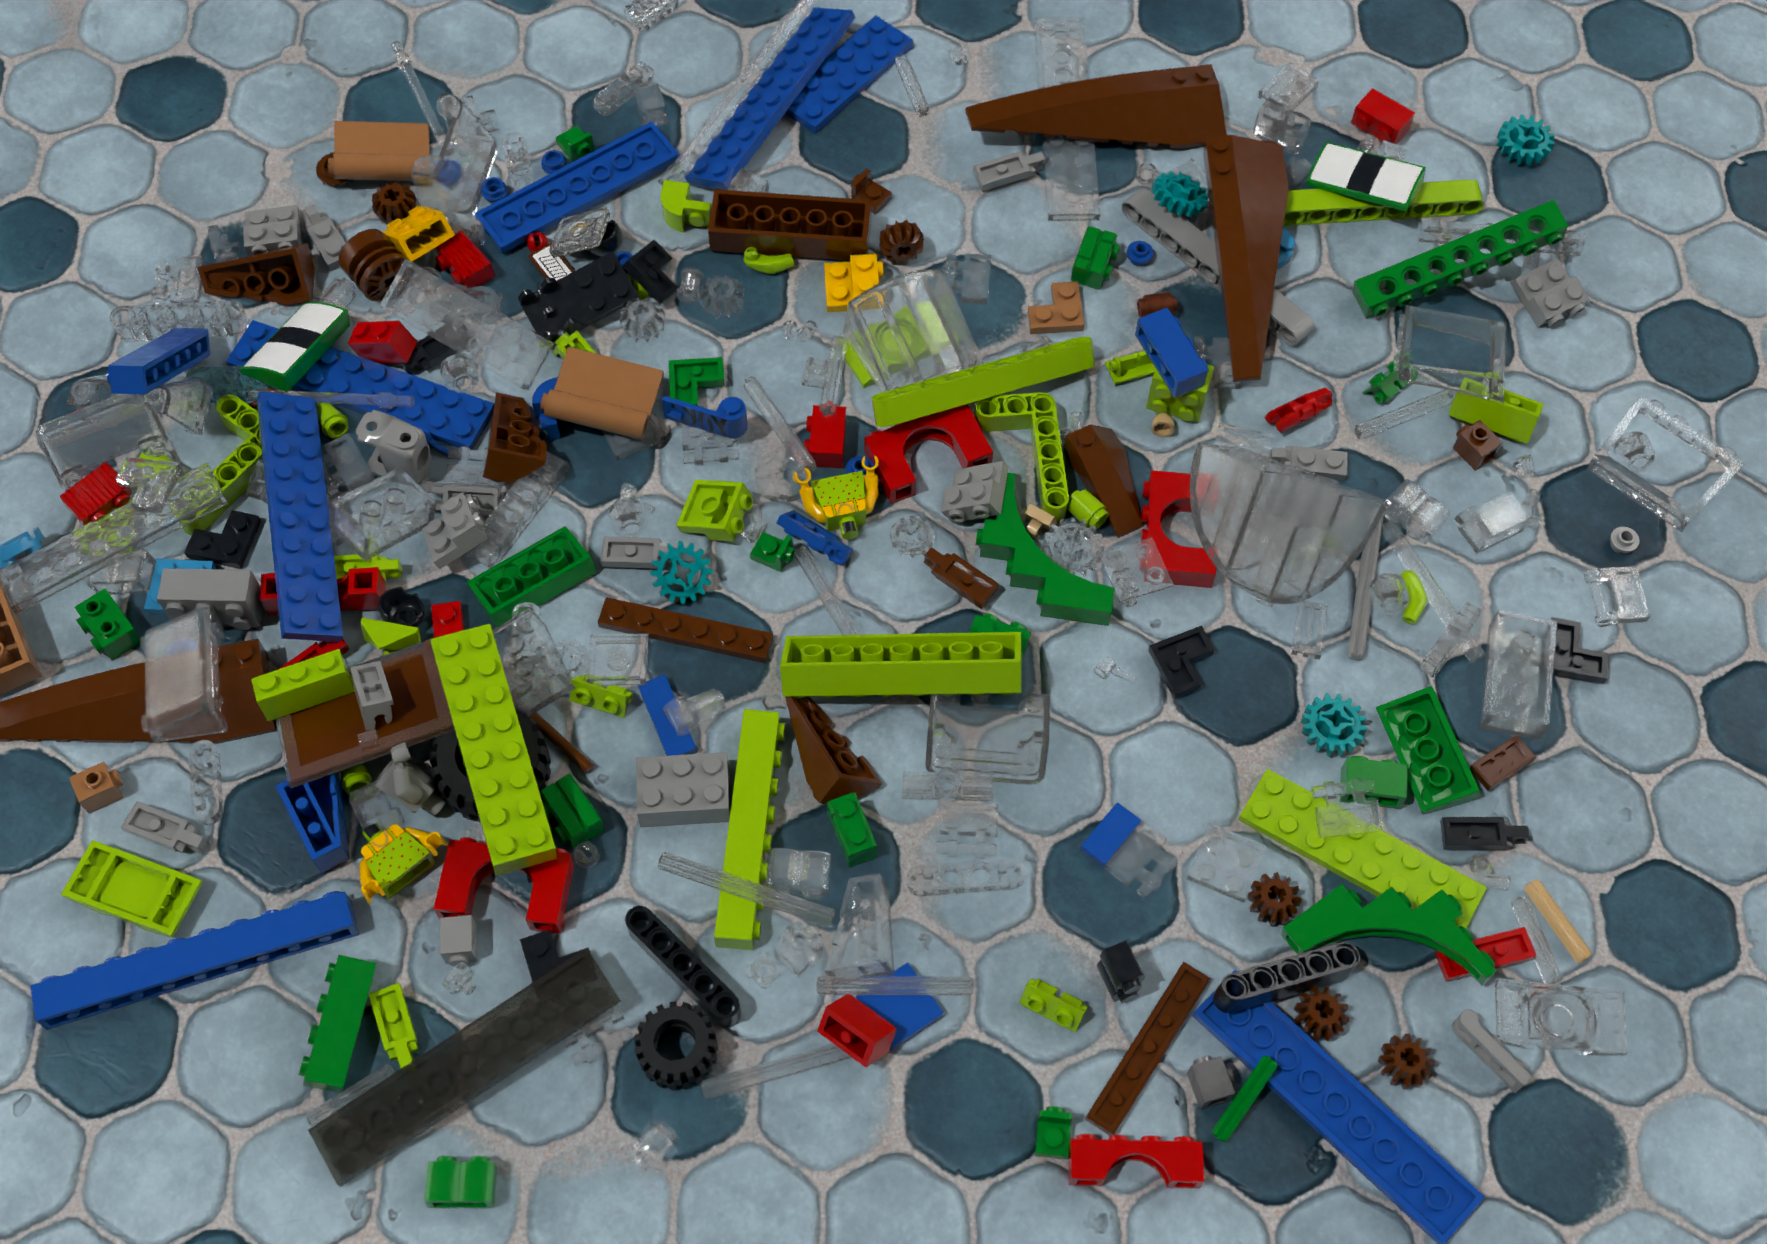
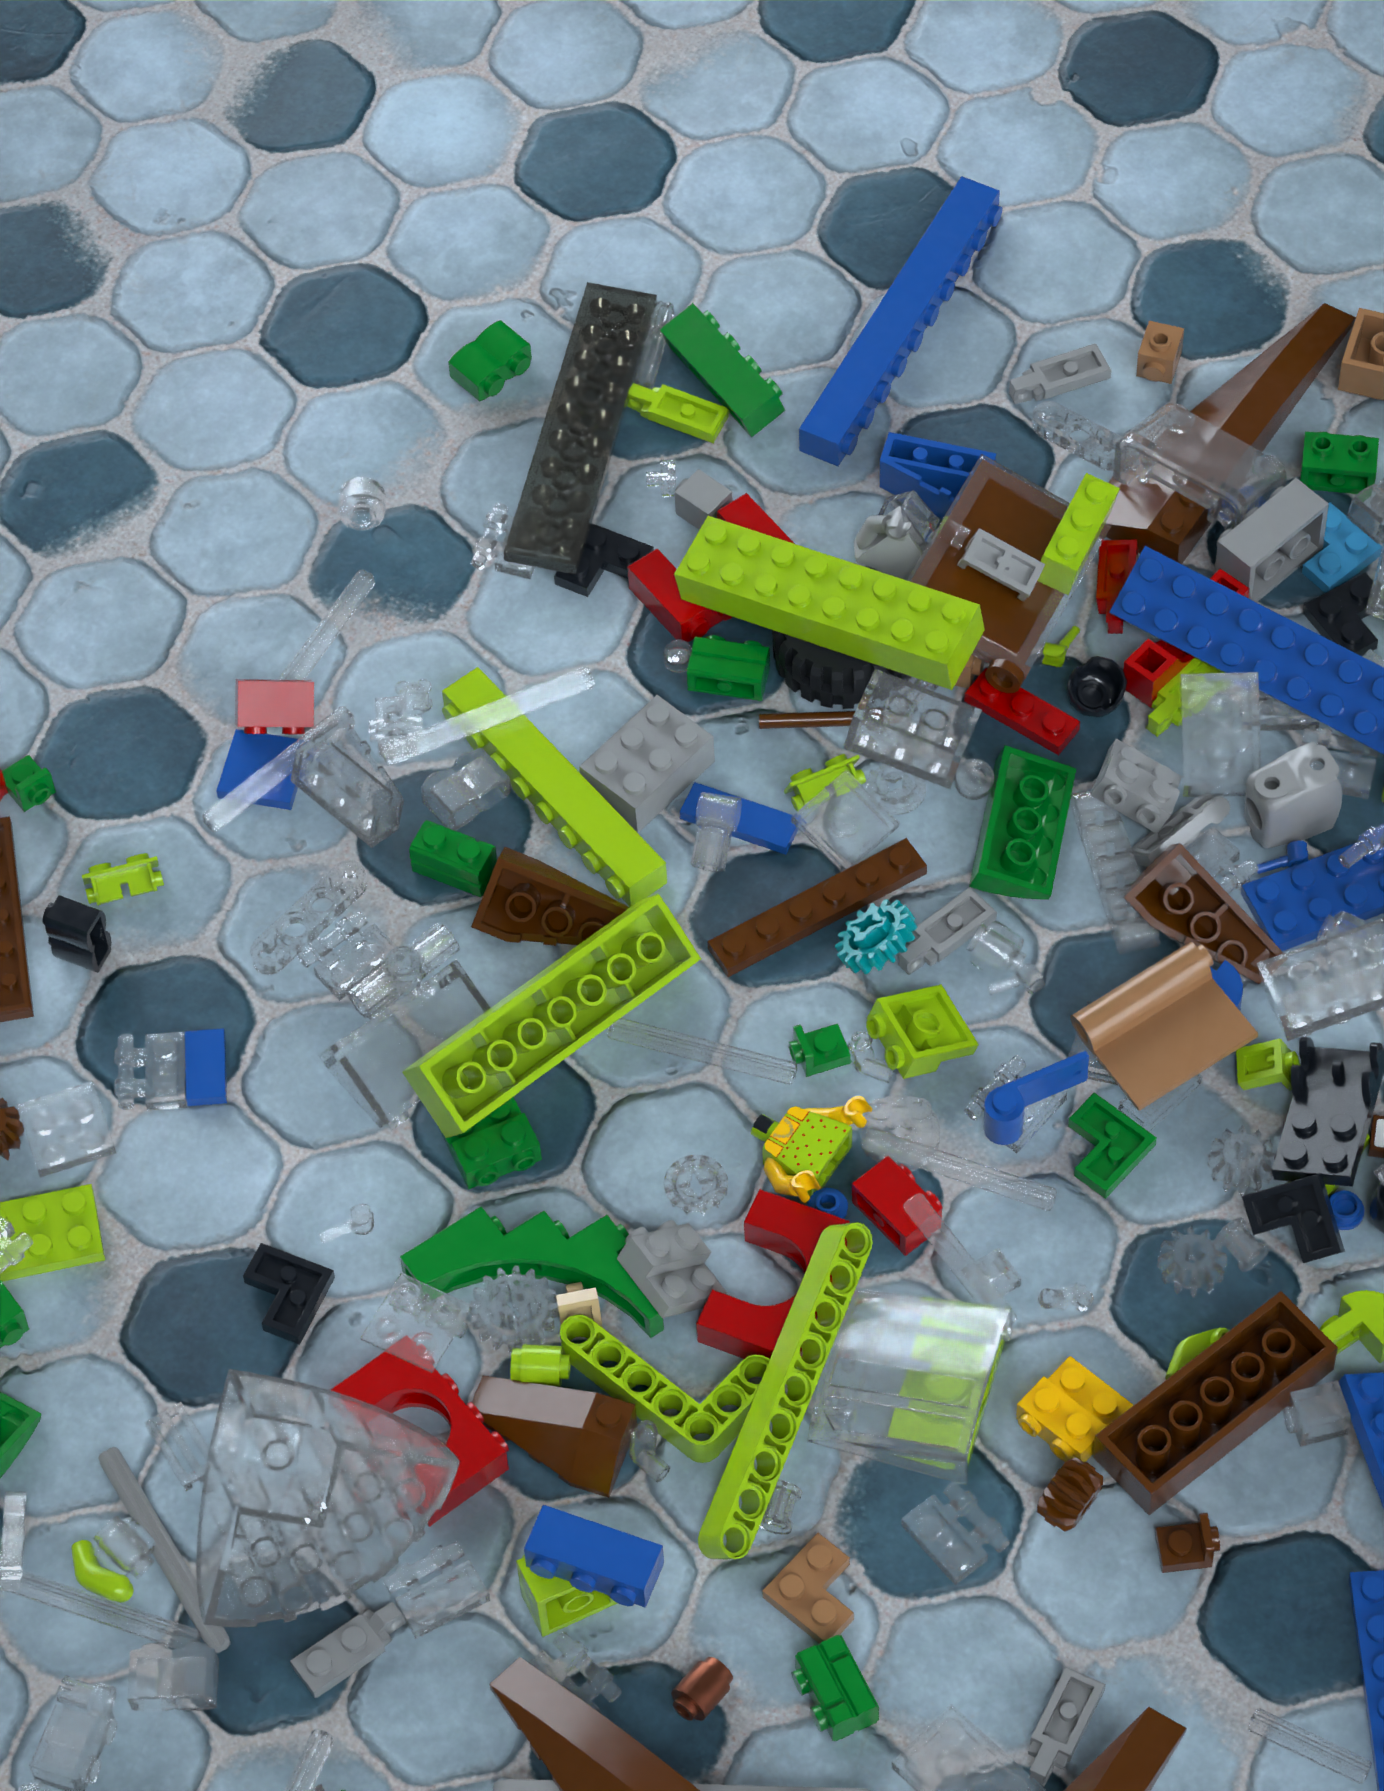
camera: 140 degrees right, 5 degrees down
(131, 889) = (1024, 318): lime slope -> none
(389, 635) = (1072, 650): lime slope -> none
(395, 858) = (833, 506): torso -> none
(668, 1021) = (420, 552): black tyre -> none
(676, 953) = (503, 636): black beam -> none
(815, 536) = (802, 1089): blue hinge -> none
(961, 577) = (600, 1182): reddish brown hinge -> none
(1129, 367) = (664, 1596): lime hinge -> none
(1139, 258) = (794, 1764): blue plate -> none
(1300, 409) = (404, 1715): red hinge -> none
(1321, 726) = (54, 1365): teal gear -> none

